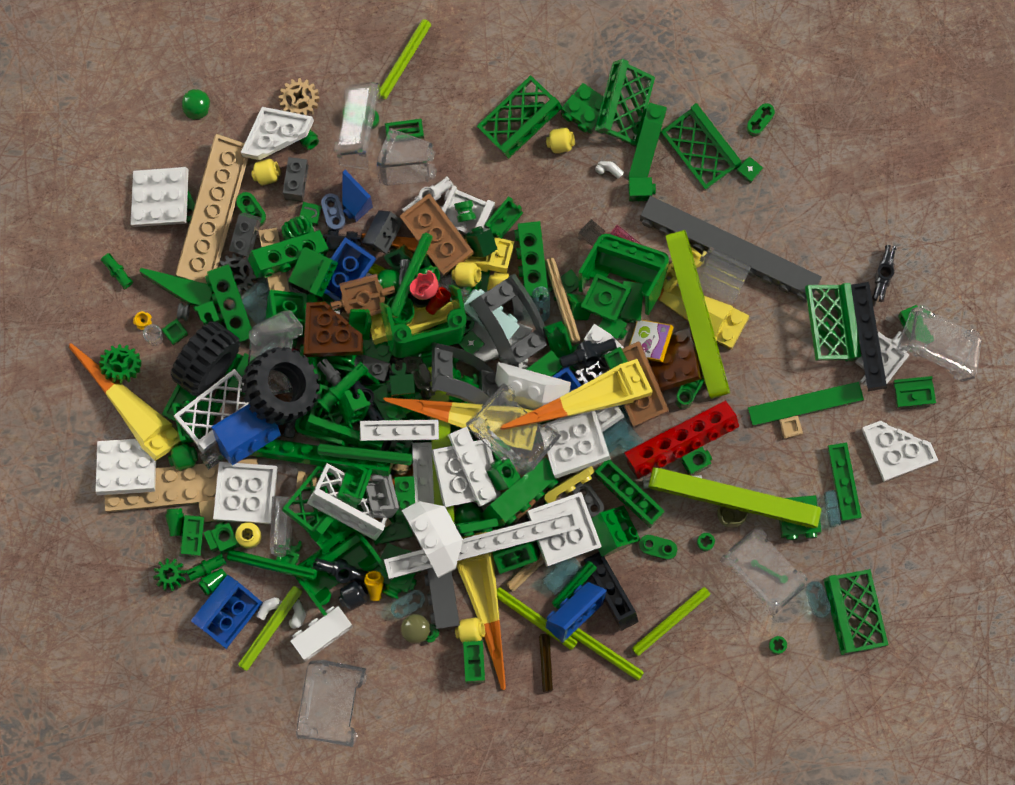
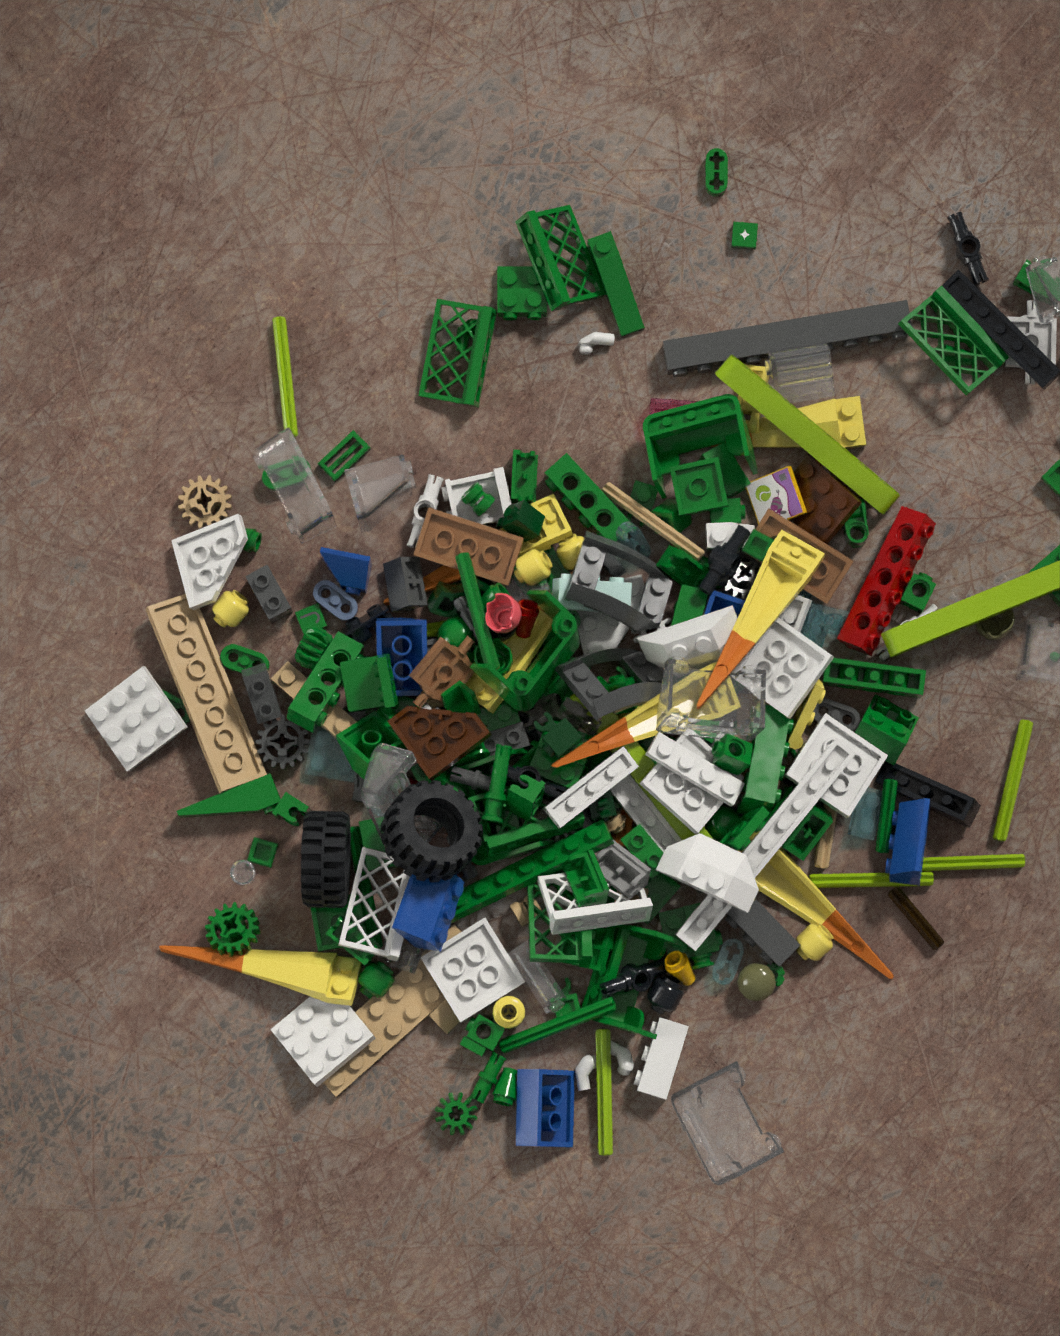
camera: 35 degrees left, 5 degrees up
(117, 271) = (150, 832): green pin -> none
(142, 315) = (223, 870): yellow plate -> none
(174, 521) = (417, 1053): green cone -> none
(183, 311) = (256, 824): dark grey bush -> none
(191, 536) = (448, 1056): green hinge -> none
(195, 104) = (96, 588): green hair -> none
(225, 274) = (275, 753): green brick -> none
(364, 454) = (572, 838): green axle -> none
(471, 343) = (591, 637): green tile -> none
(474, 662) = (843, 972): green brick -> none
(560, 140) = (521, 347): light yellow head -> none
(591, 232) = (630, 426): clear smoke panel -> none
(641, 188) = (646, 340): green brick -> none
(657, 549) = (943, 712): green plate -> none
(702, 537) = (981, 667): green bush -> none
(716, 141) = (681, 226): green fence -> none
(790, 427) = (988, 484): tan tile -> none
(805, 404) = (985, 448): green tile -> none

